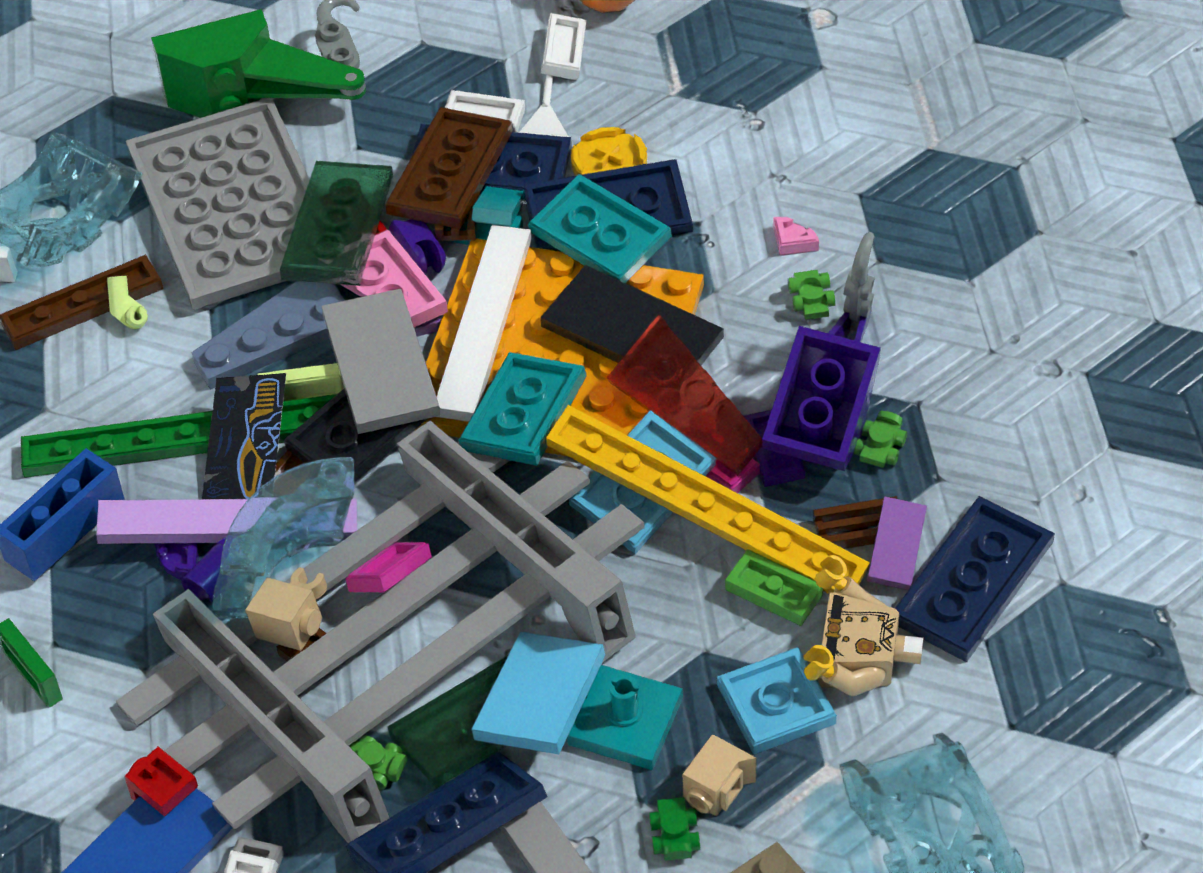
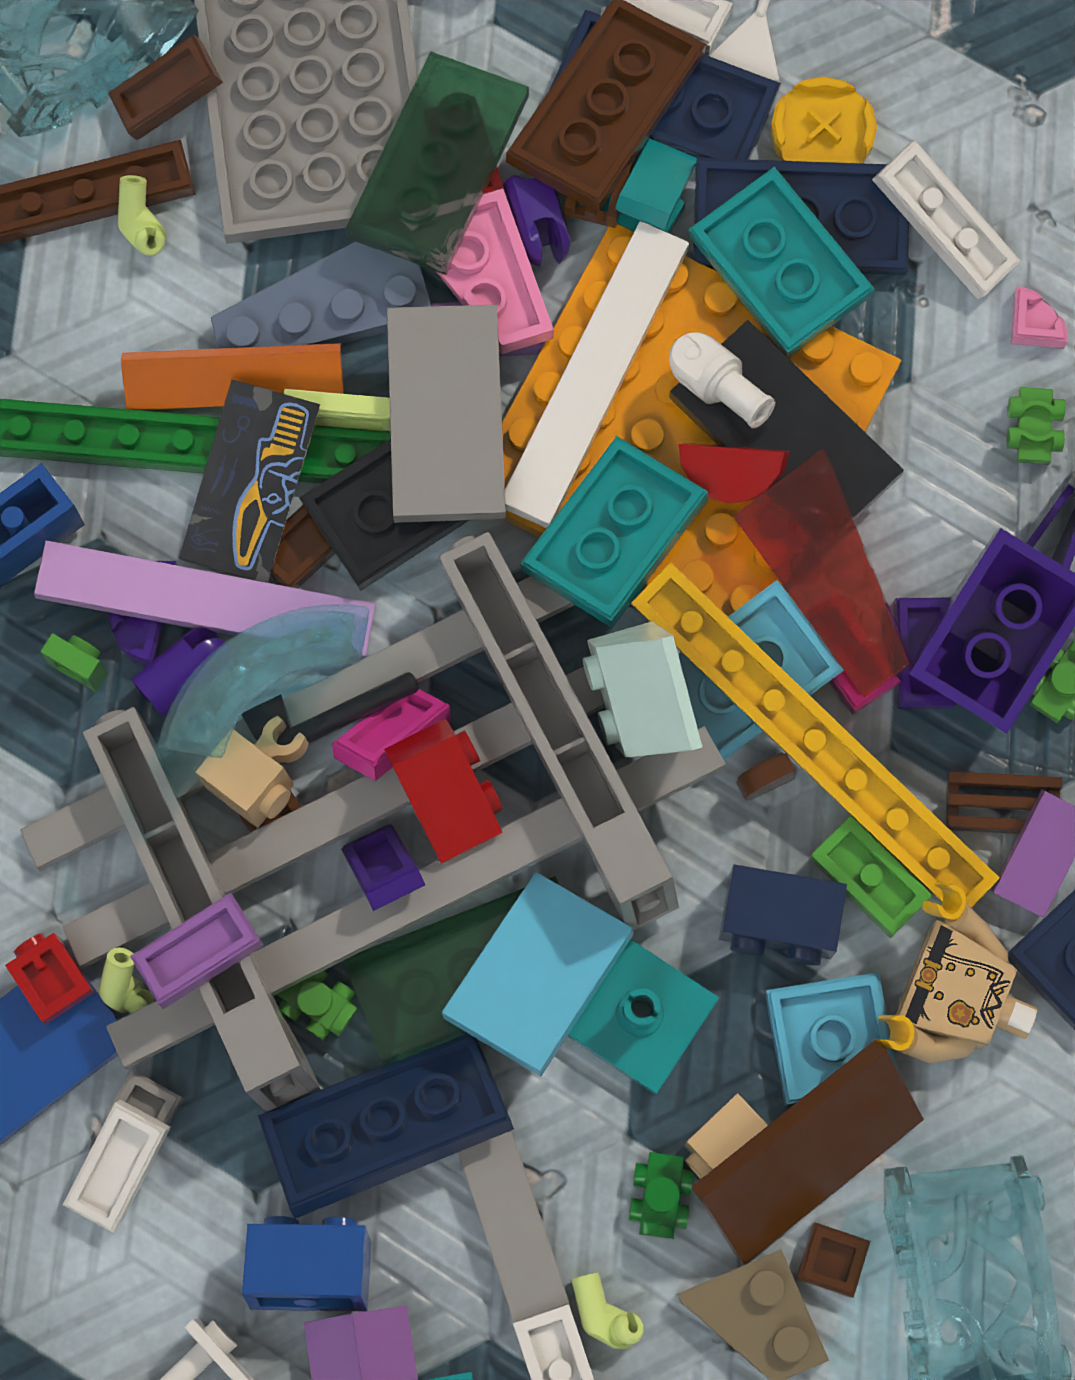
camera: 10 degrees right, 25 degrees up
(127, 224) = (165, 87): none -> reddish brown tile
(135, 580) = (76, 660): none -> bright green plate
(195, 386) = (205, 375): none -> orange tile
(214, 778) = (119, 987): none -> yellowish green arm
(273, 716) = (196, 951): none -> medium lavender tile
(355, 558) = (333, 718): none -> black piece
(402, 650) = (382, 866): none -> dark purple tile
(438, 582) = (444, 789): none -> red brick
(569, 479) = (642, 692): none -> light aqua slope
(572, 295) = (717, 376): none -> white arm
(599, 351) = (732, 472): none -> red tile
(679, 540) = (766, 776): none -> reddish brown tile
(711, 186) = (946, 220): none -> white tile
(714, 622) = (782, 914): none -> dark blue brick
(777, 763) = (808, 1152): none -> reddish brown tile
(820, 844) = (833, 1260): none -> reddish brown tile

